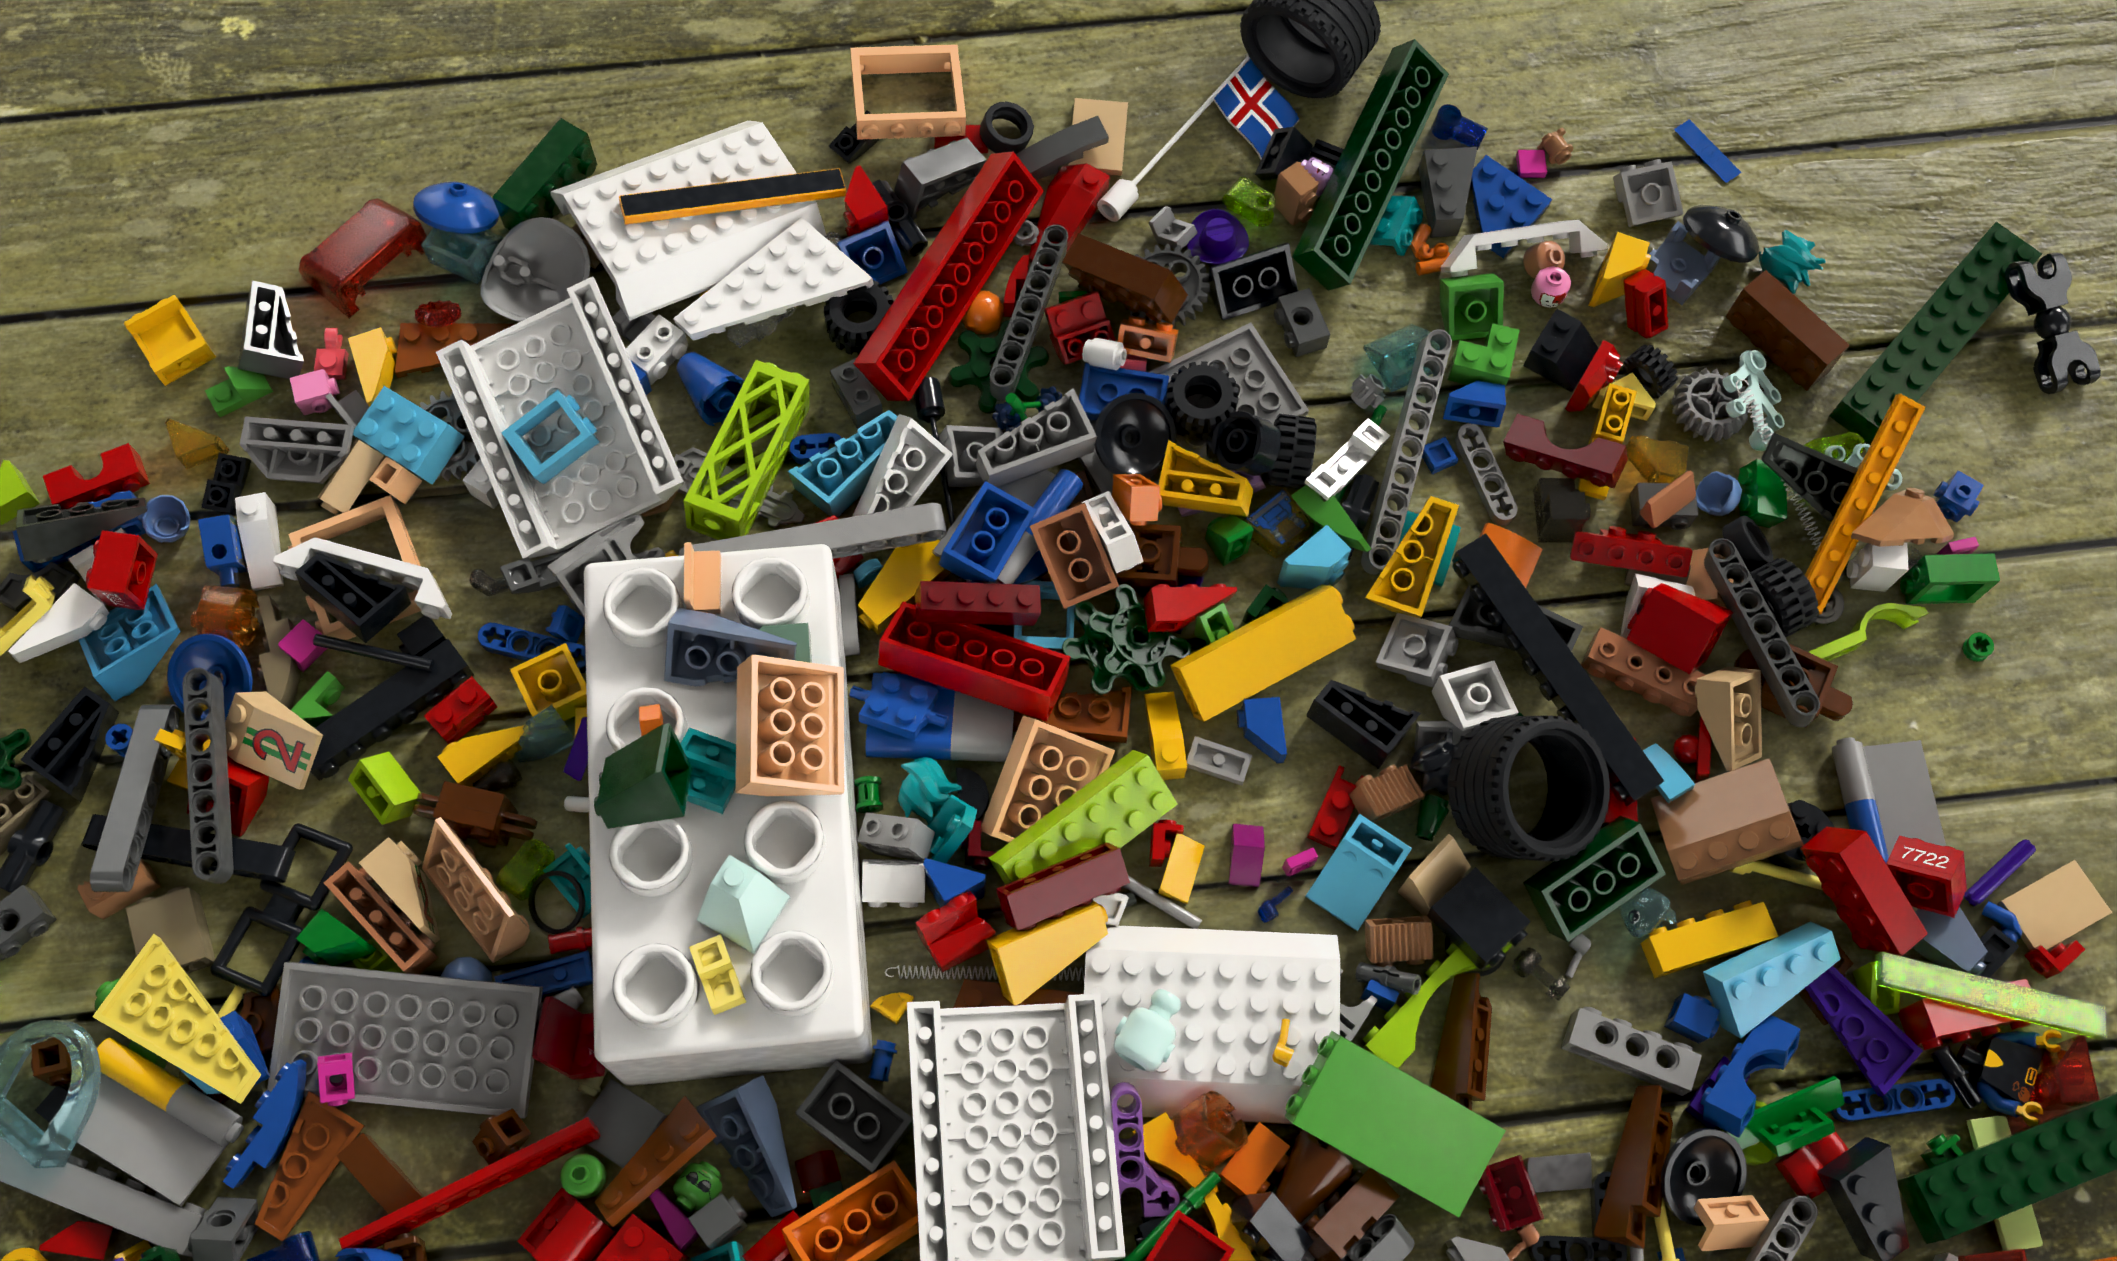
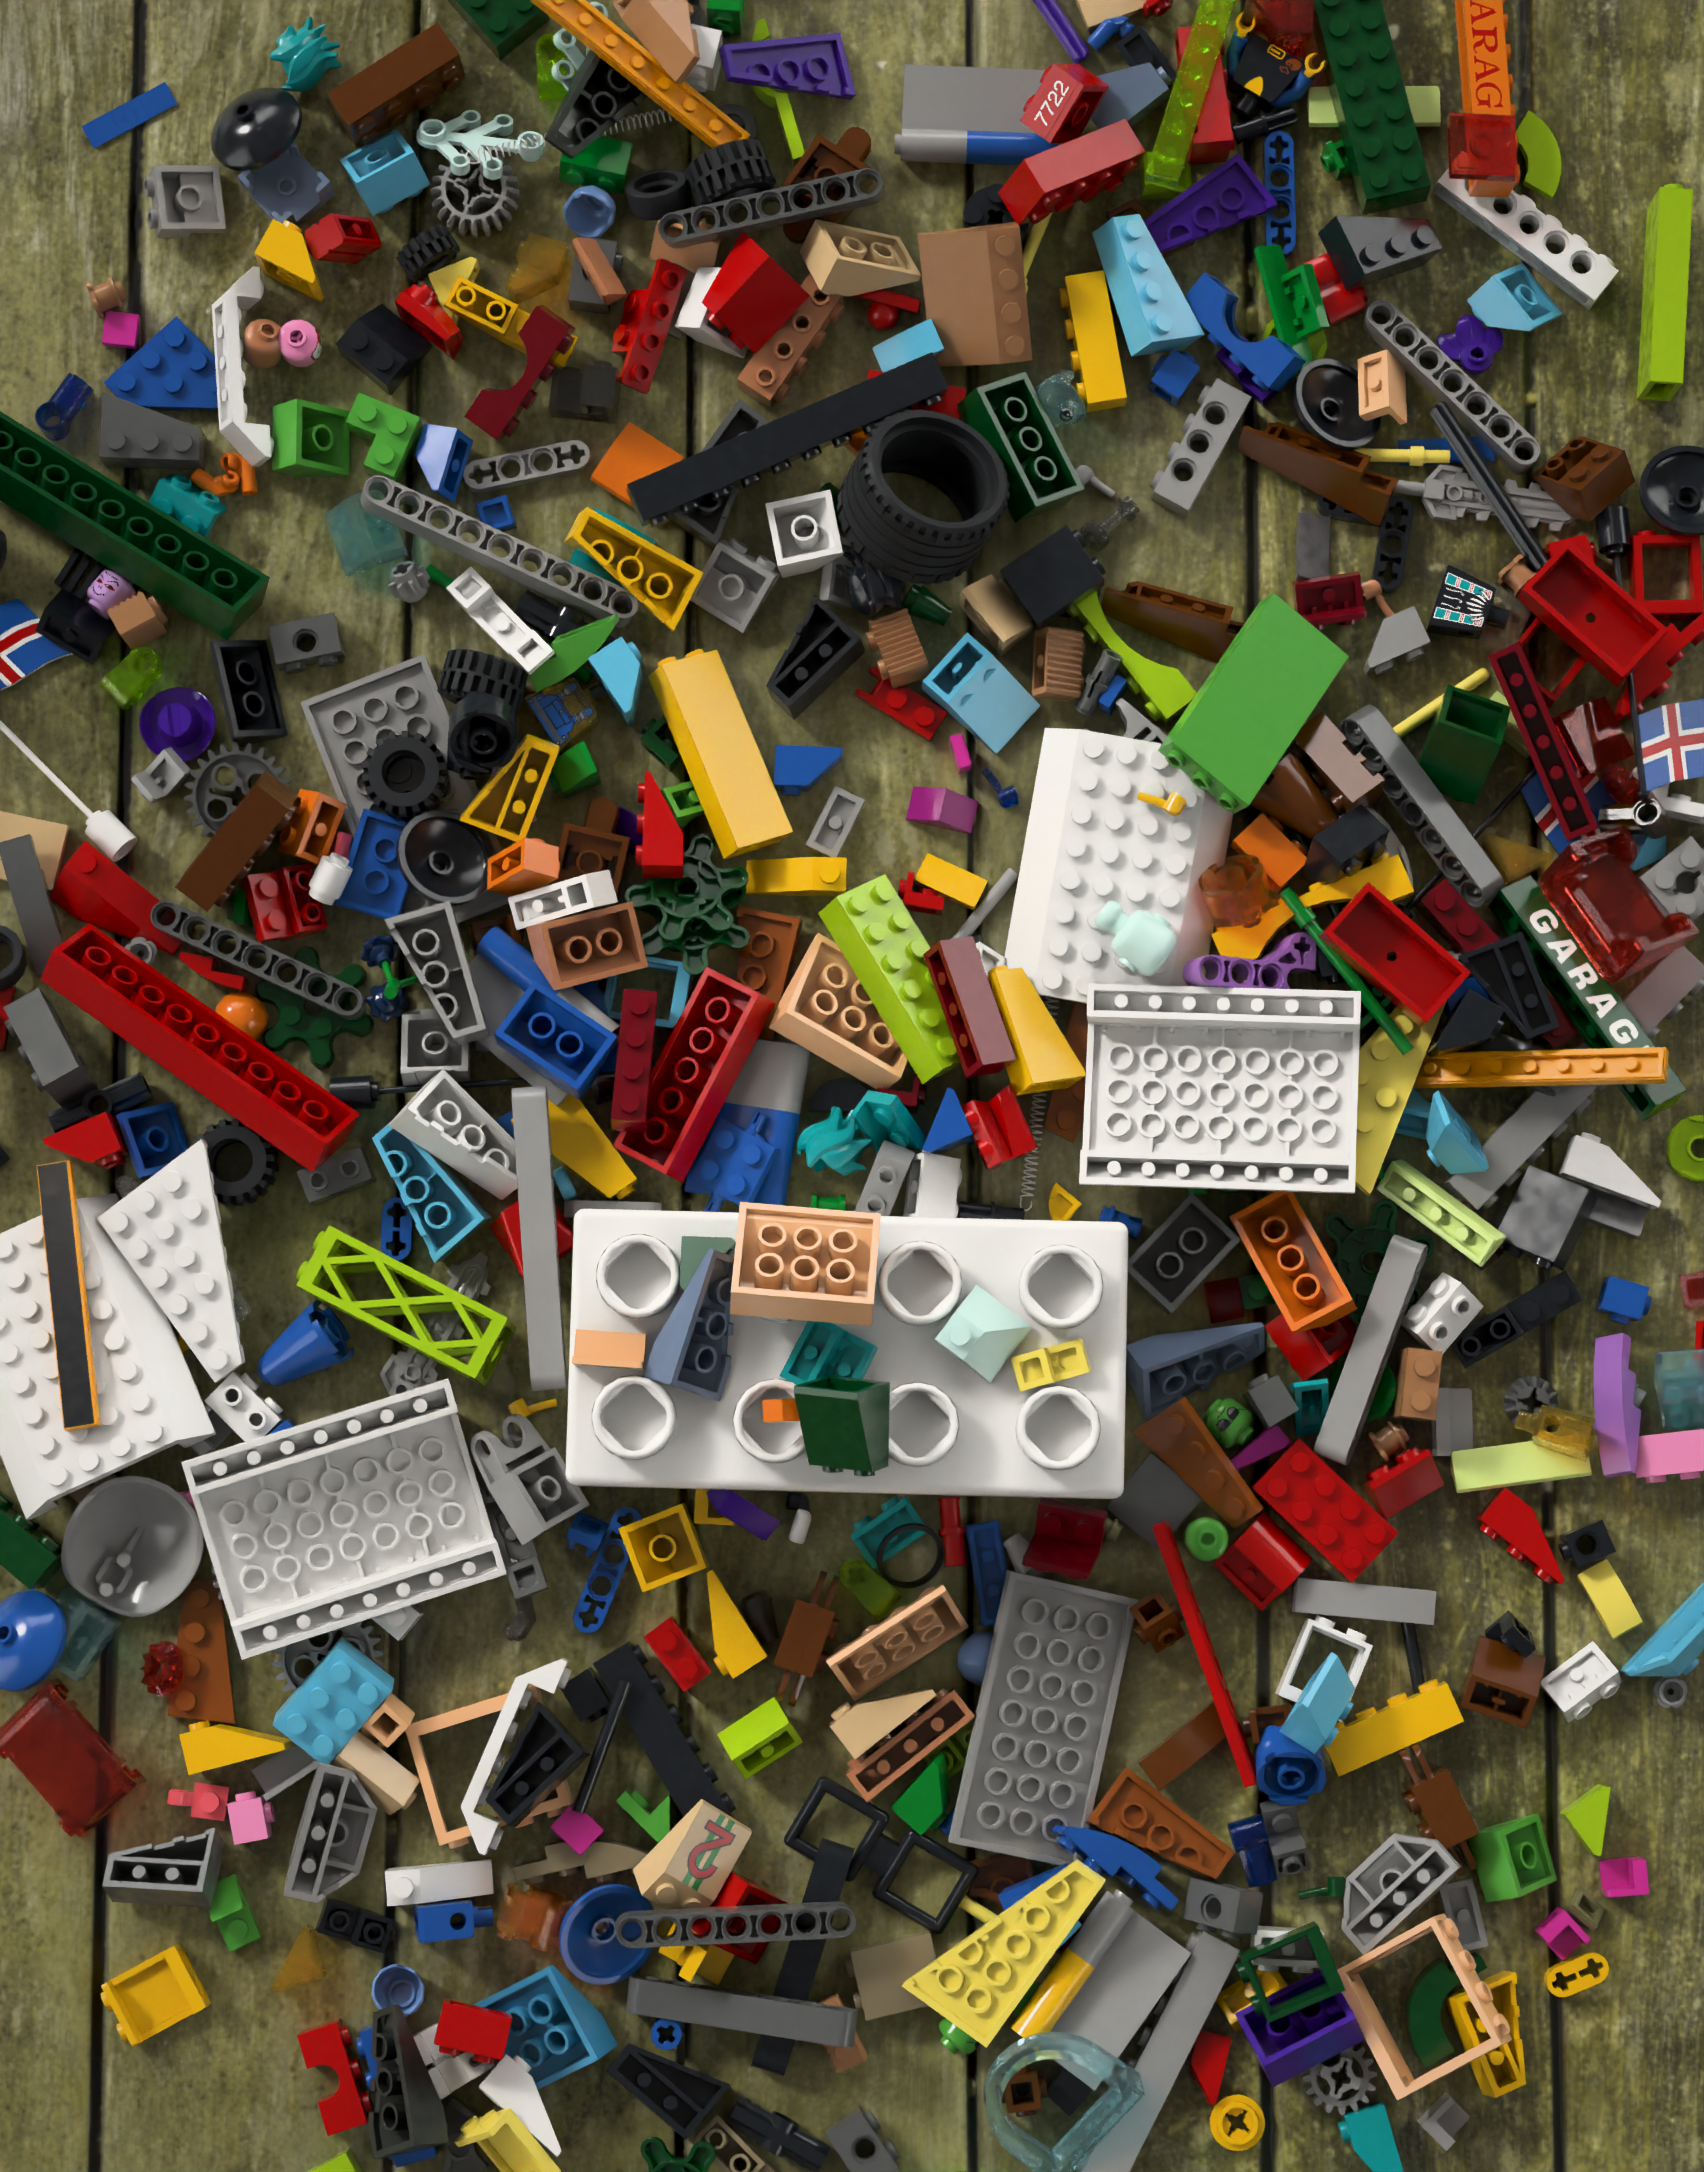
camera: 80 degrees left, 15 degrees up
(336, 1093) = (1079, 1790): dark pink brick -> none
(543, 736) = (723, 1561): clear light blue slope -> none
(565, 456) = (385, 1558): medium azure window -> none
(877, 940) = (986, 1211): none -> black axle
(1708, 335) = (385, 172): none -> medium azure slope
(1894, 643) = (793, 64): none -> dark purple wing

